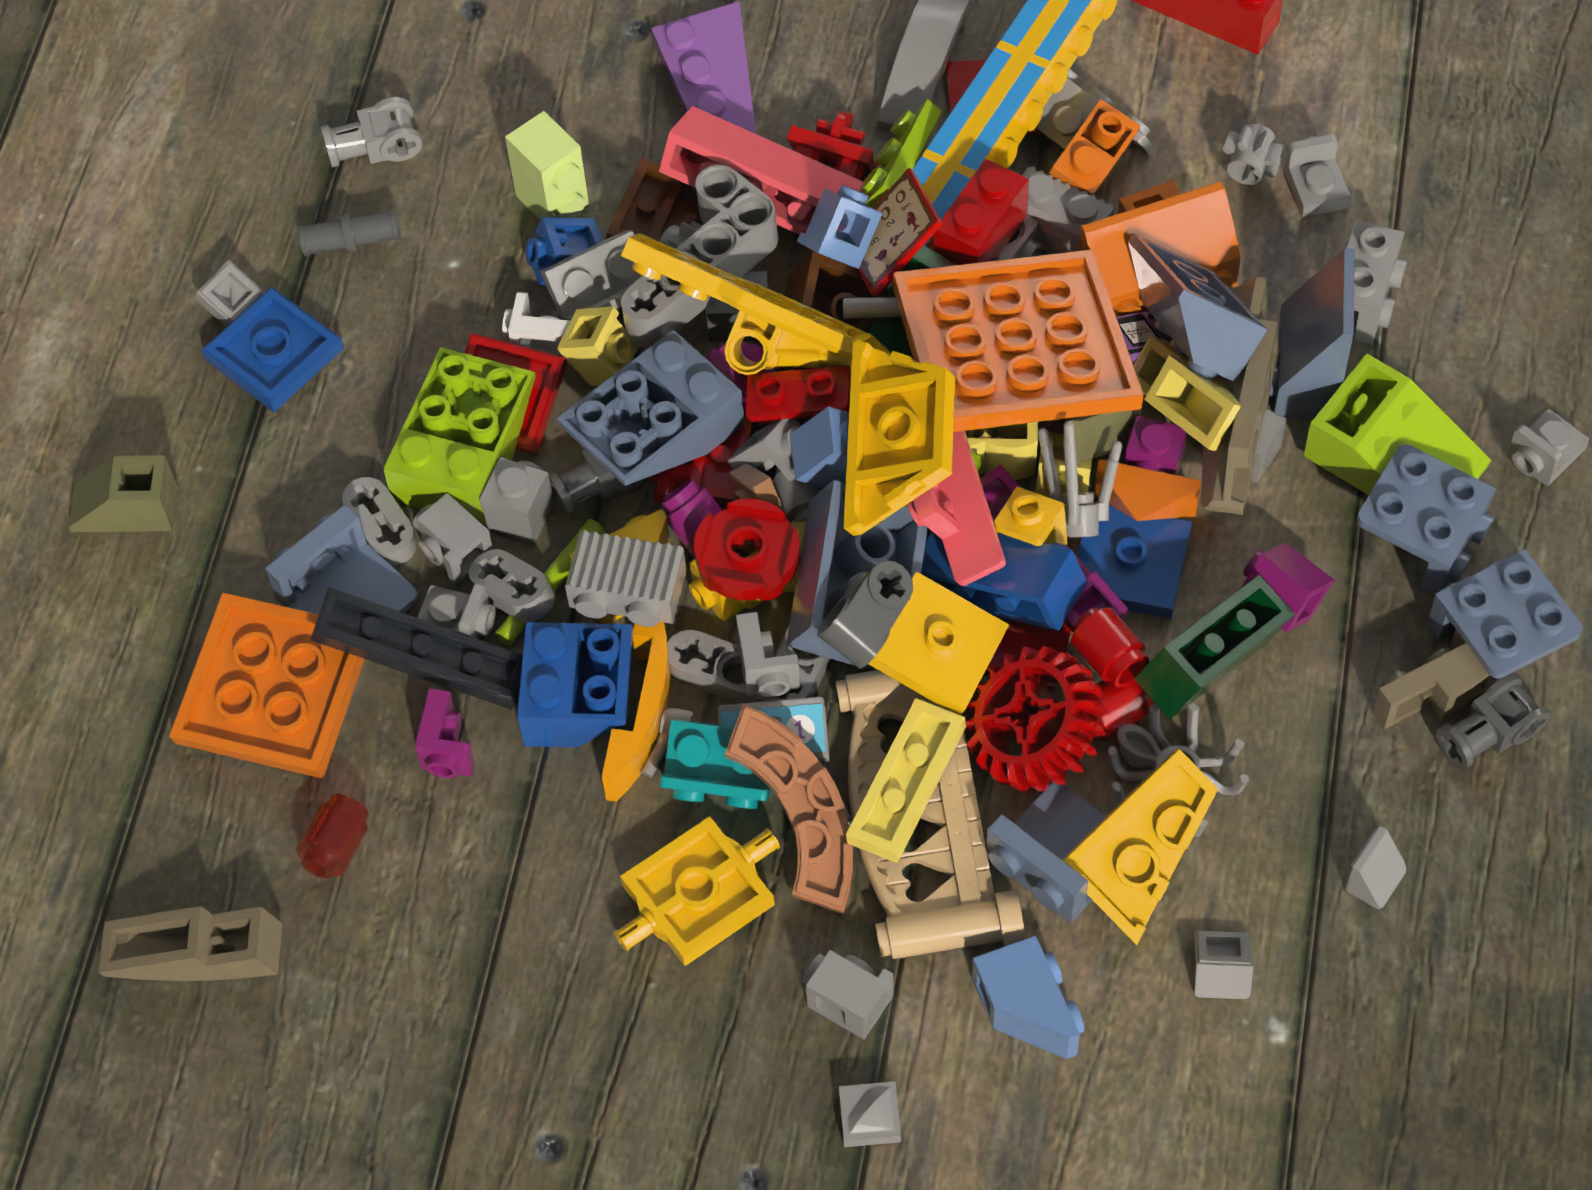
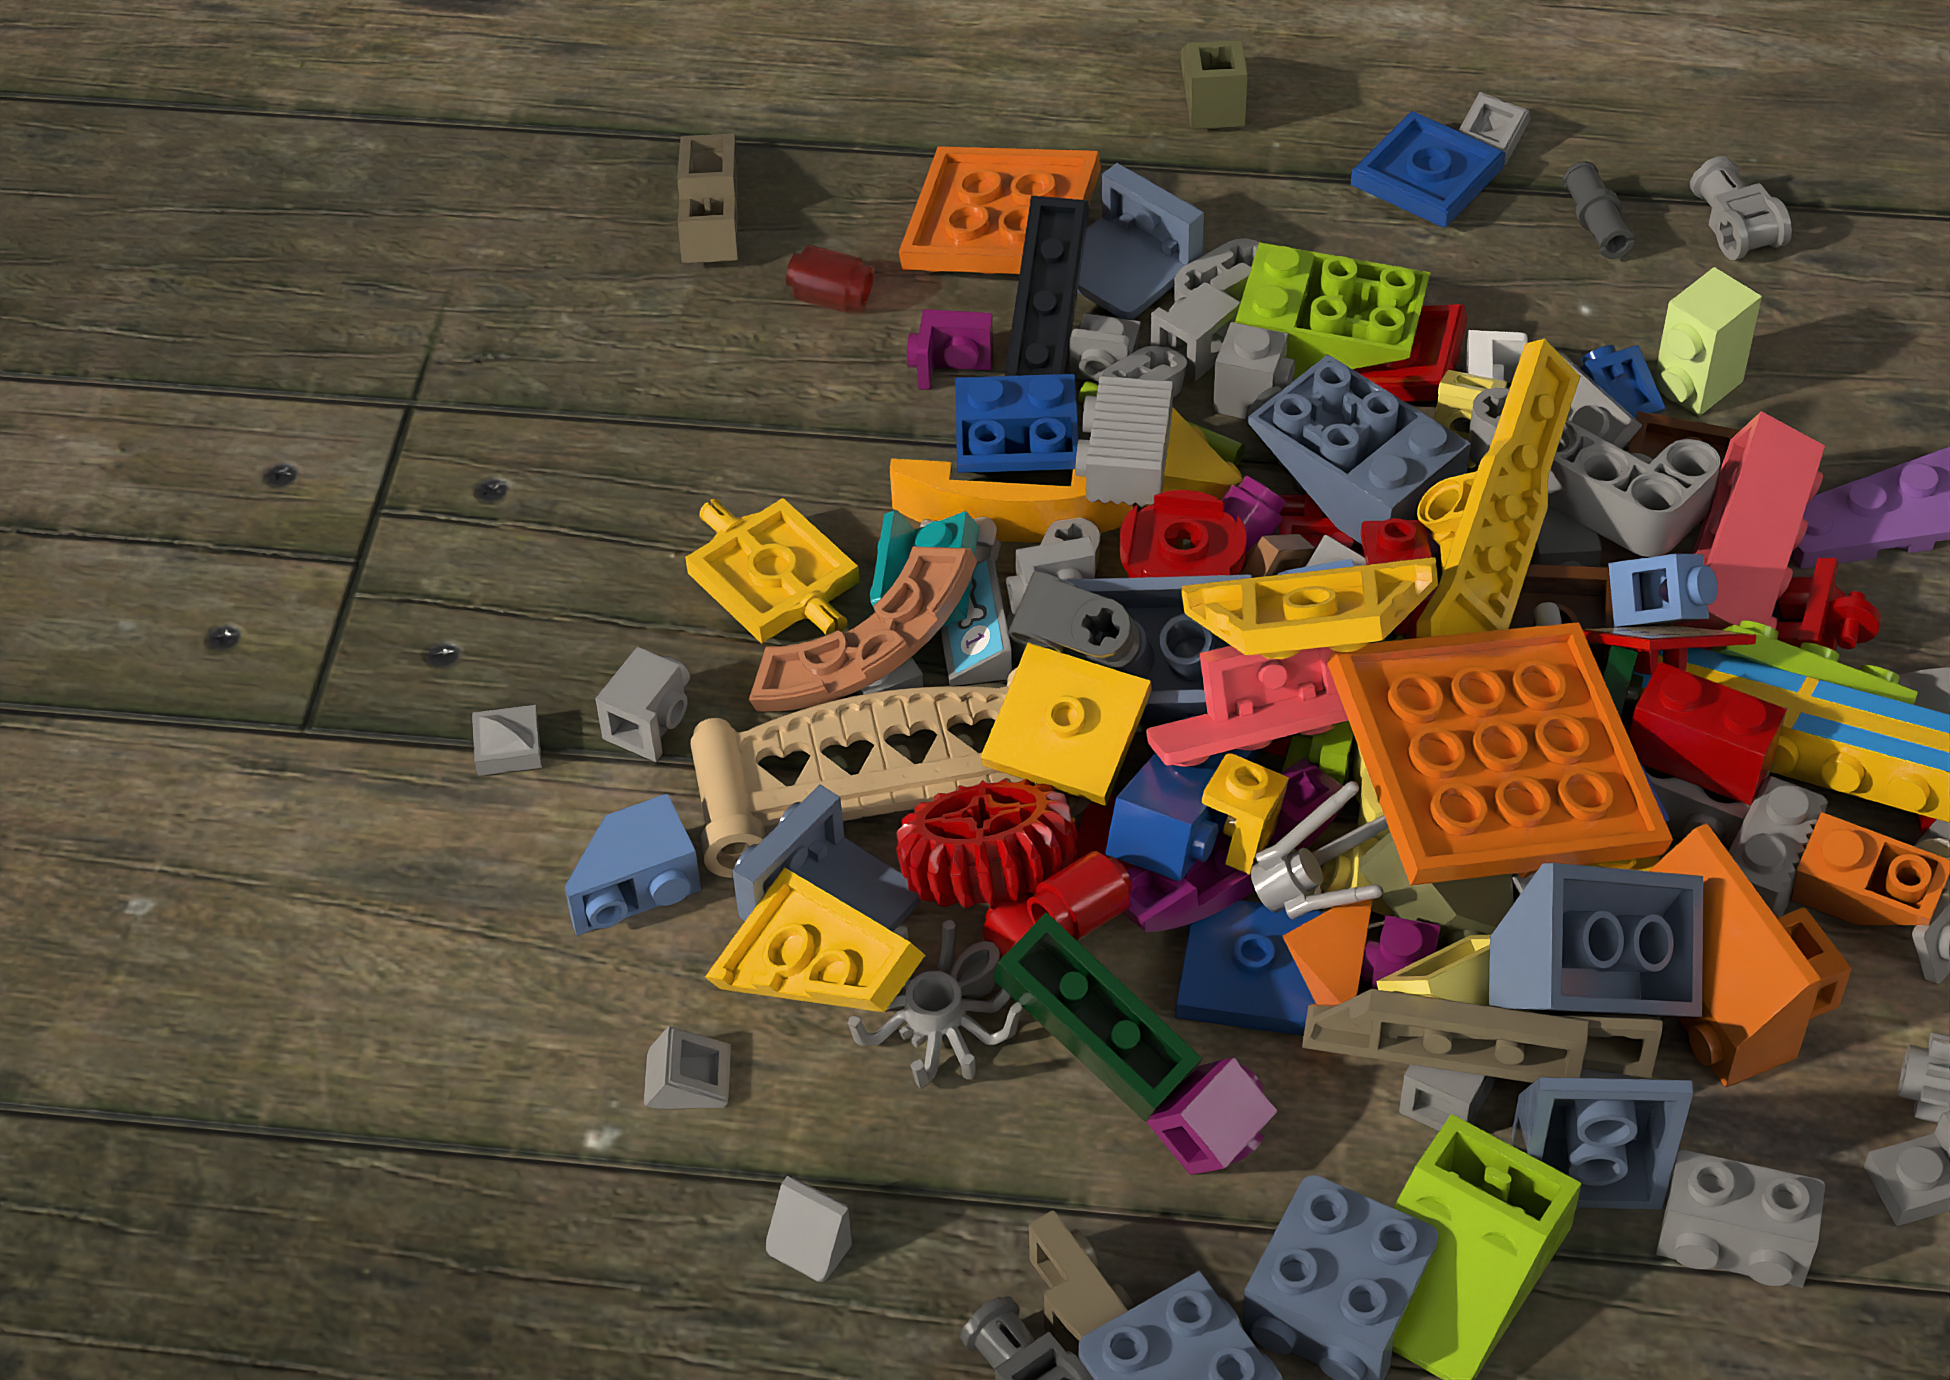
camera: 85 degrees right, 10 degrees down
(906, 780) = (894, 720): light yellow plate -> none

